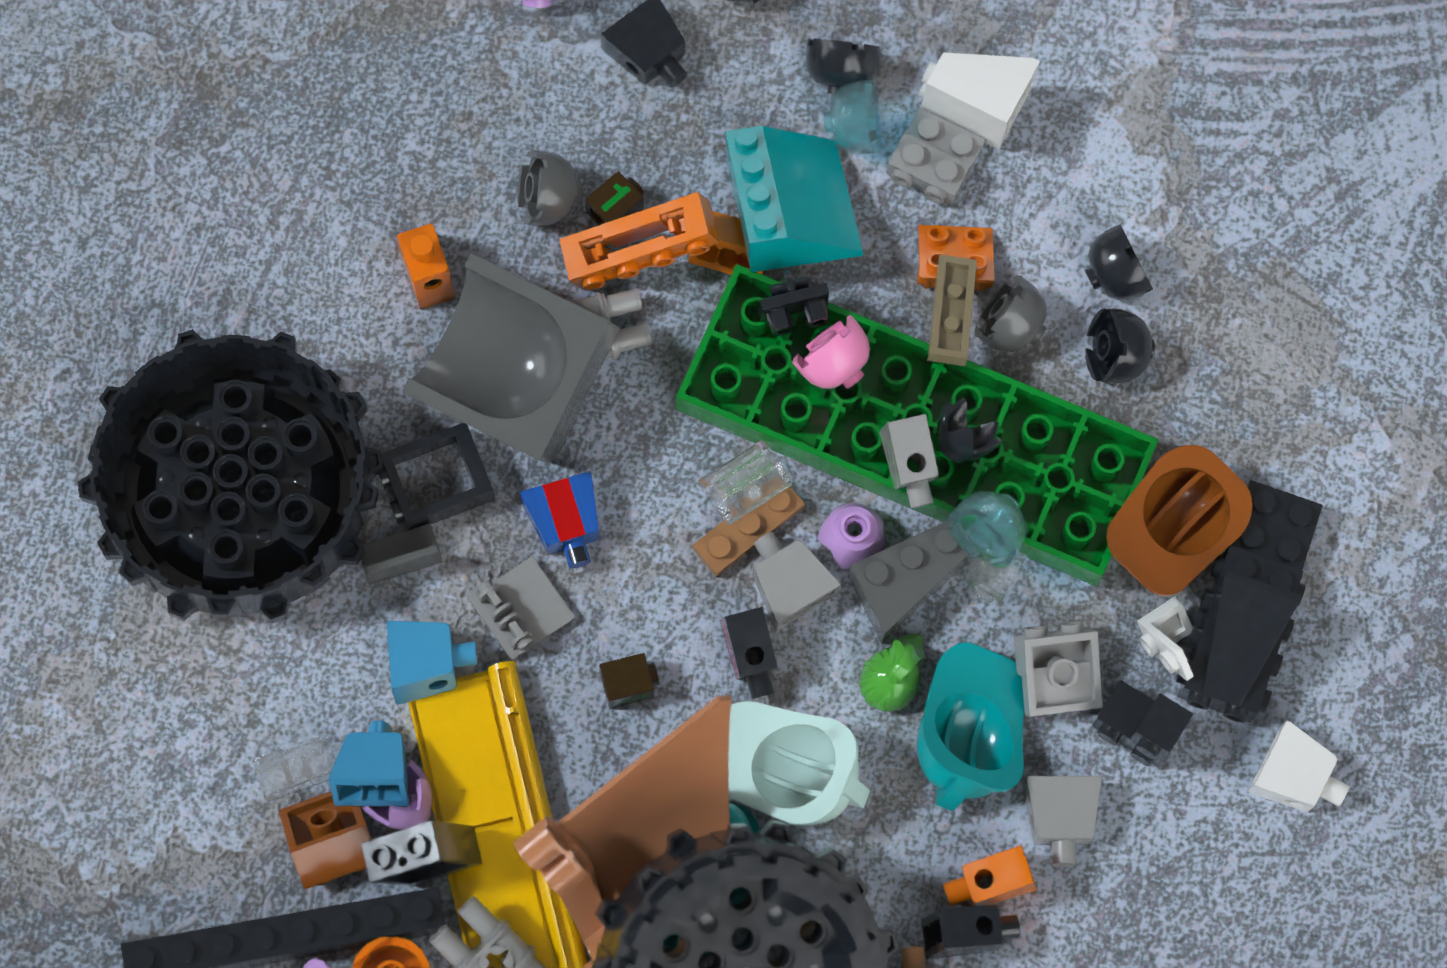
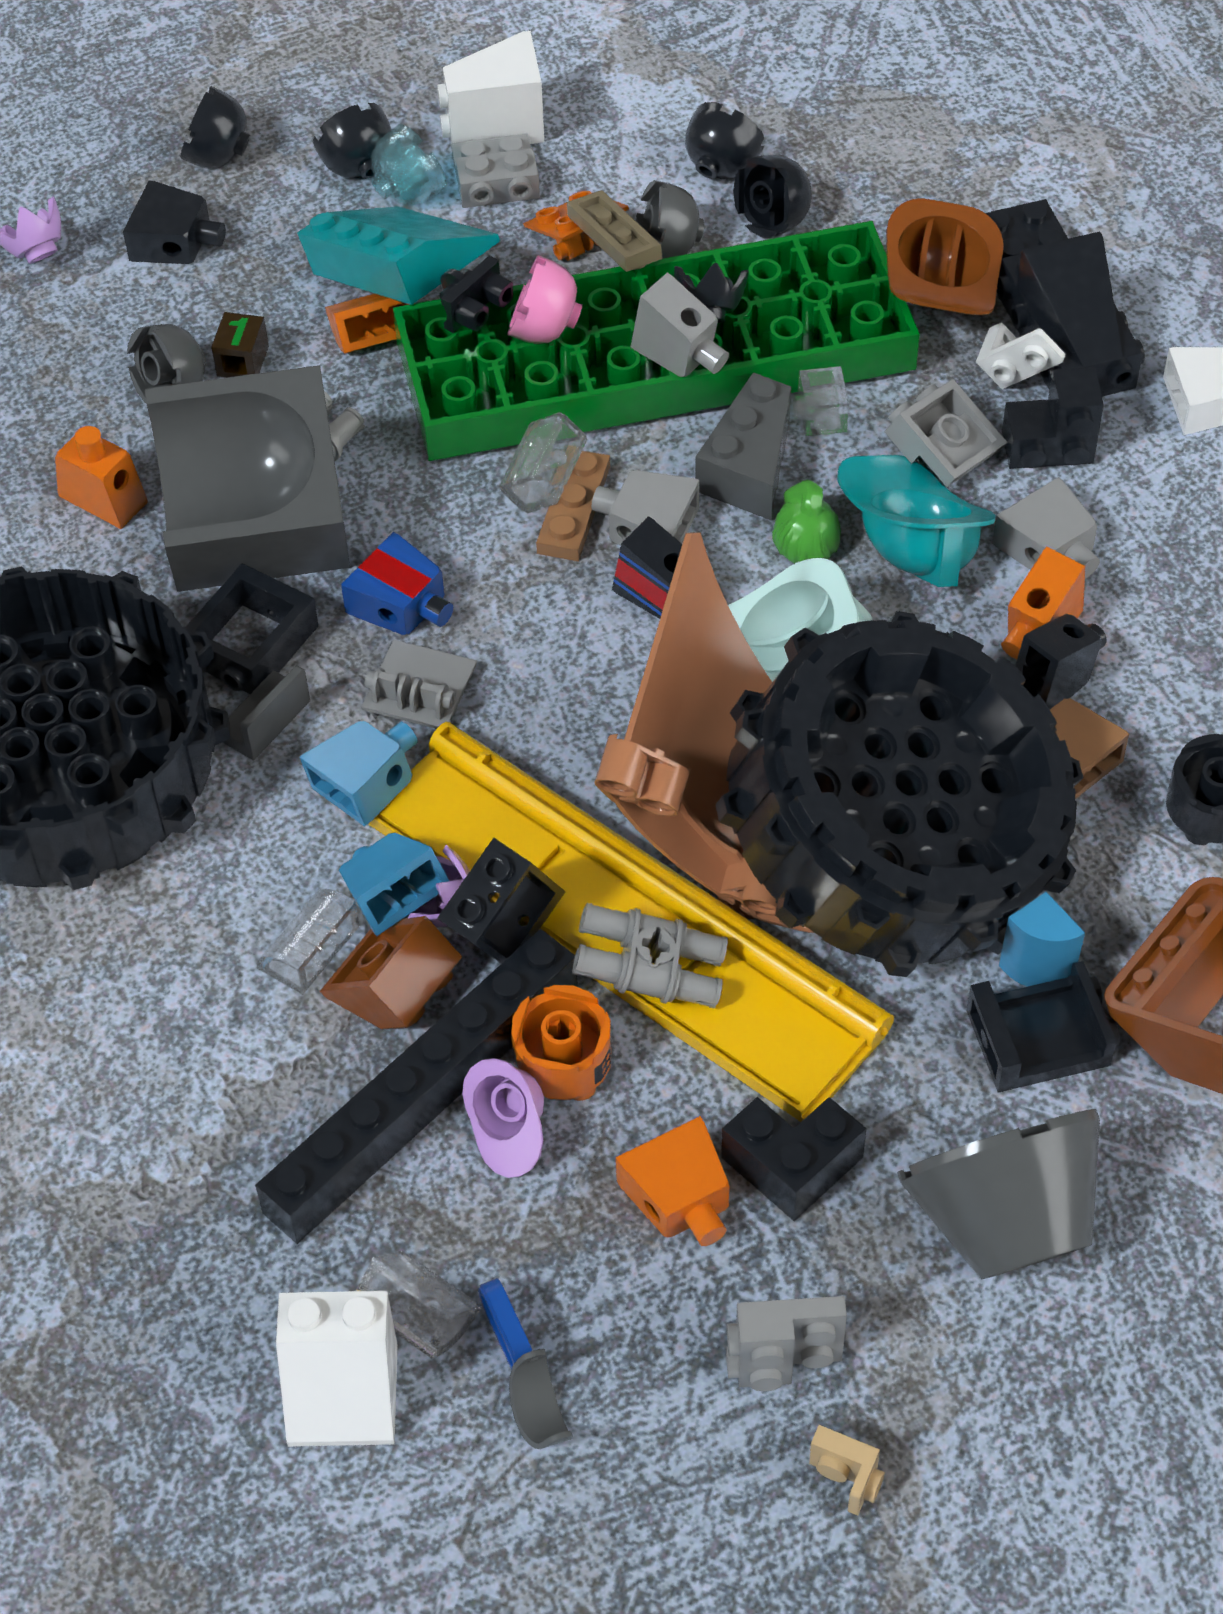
camera: 30 degrees left, 20 degrees down
(592, 264) = (302, 336): orange brick -> none
(628, 680) = (570, 673): dark brown brick -> none
(848, 548) = (671, 446): lavender piece -> none
(989, 526) = (794, 343): clear light blue cylinder -> none

